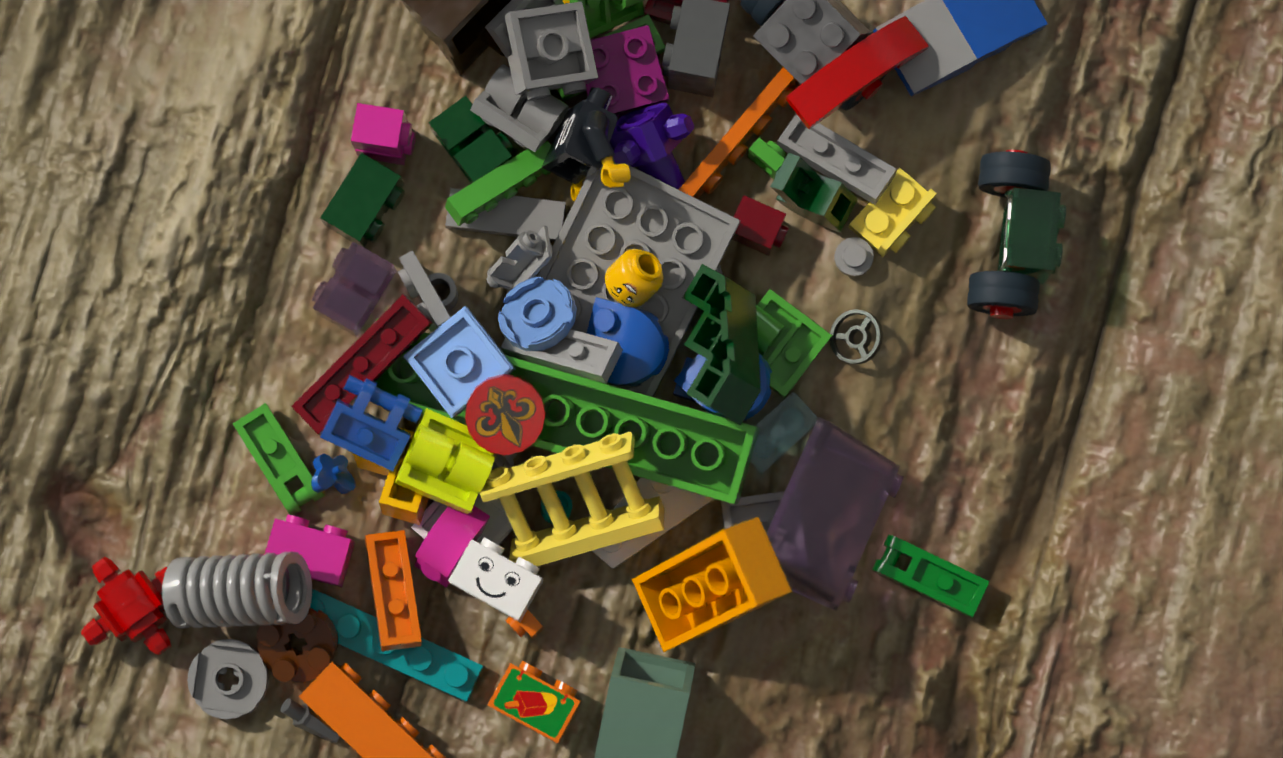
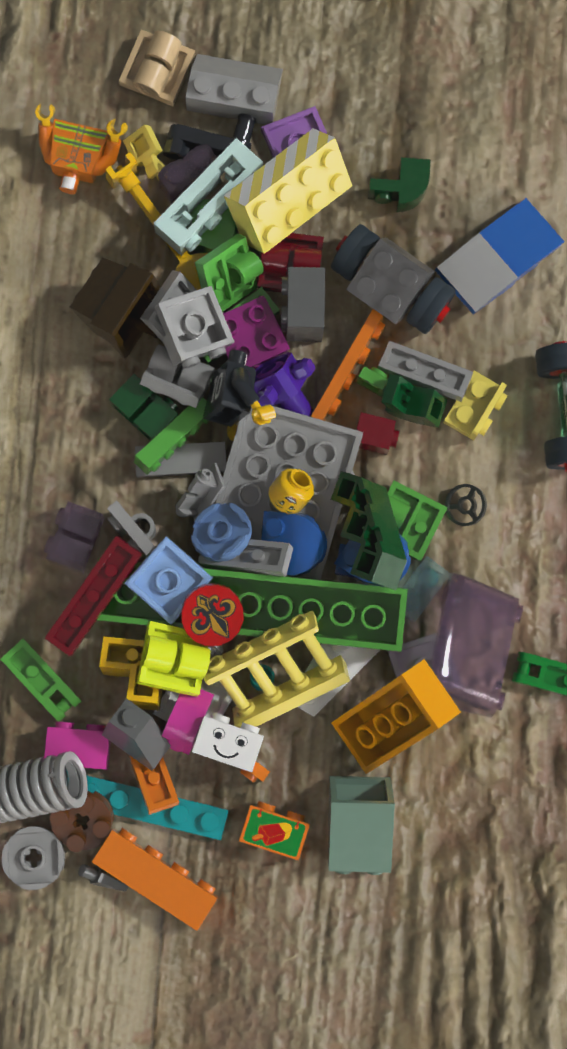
camera: 20 degrees left, 0 degrees up
(332, 473) = (84, 682): blue piece -> none
(363, 200) = (69, 468): dark green piece -> none
(366, 434) = (107, 649): blue plate -> none
(382, 134) = (75, 414): dark pink piece -> none
(384, 548) = (137, 734): none -> dark grey slope
(853, 256) = (452, 444): light grey plate -> none
(856, 70) = (429, 302): red slope -> none

